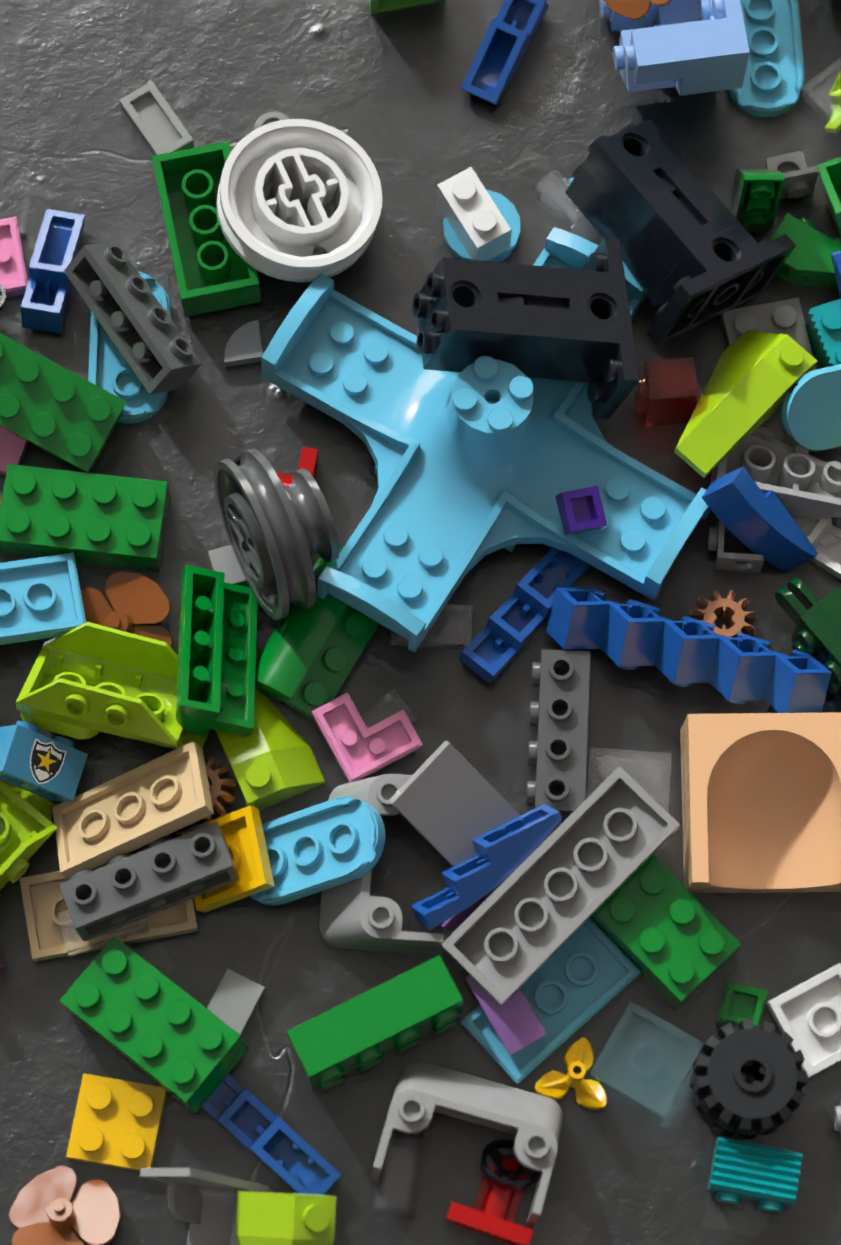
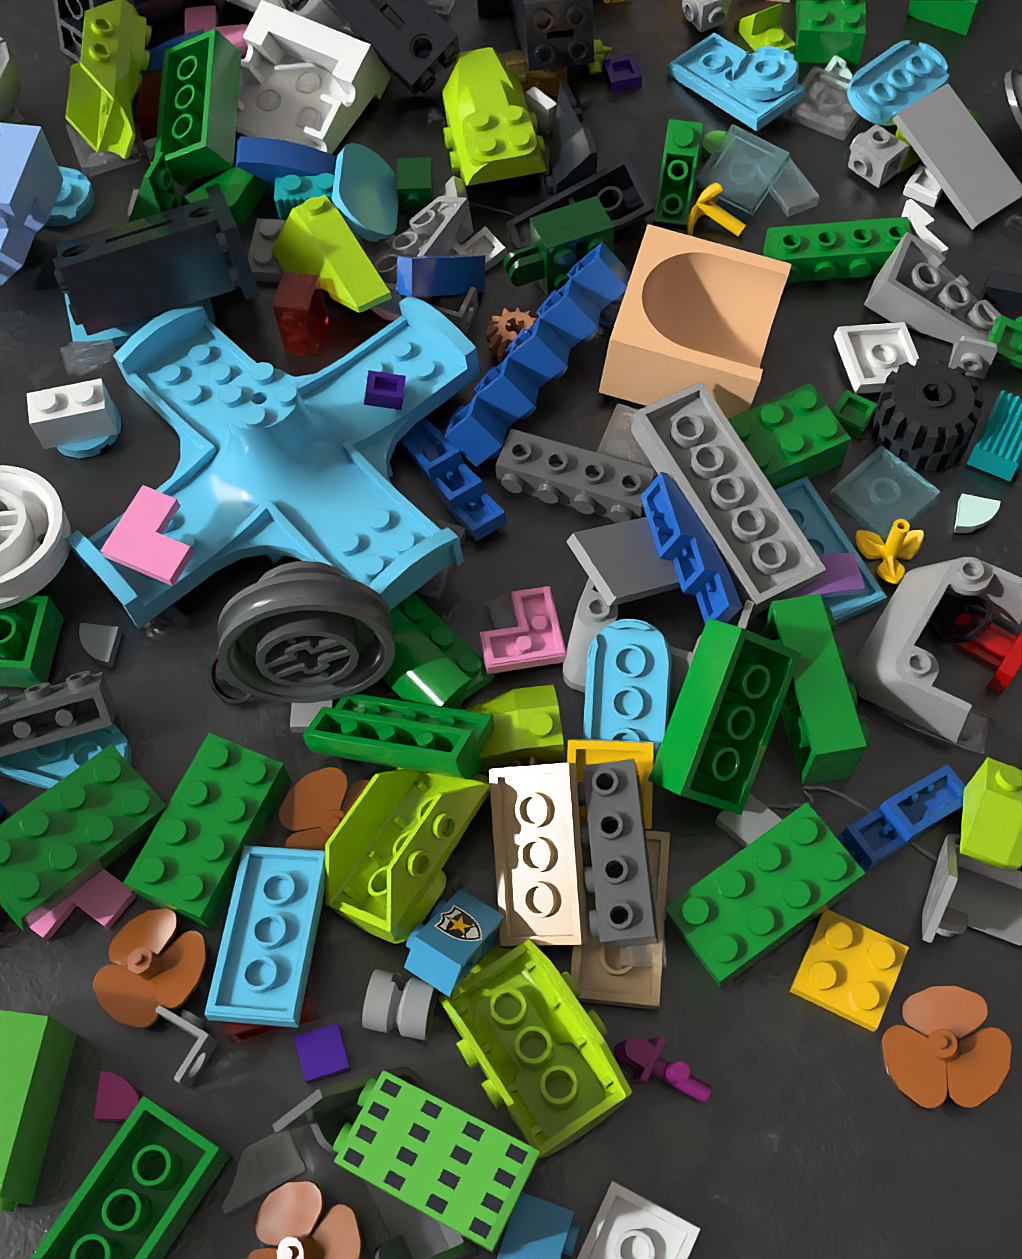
camera: 70 degrees left, 10 degrees down
(306, 940) = (724, 716): none -> green brick
(322, 343) = (140, 538): none -> bright pink tile
(537, 319) = (199, 346): black brick -> none
(650, 1158) = (974, 513): none -> light aqua tile

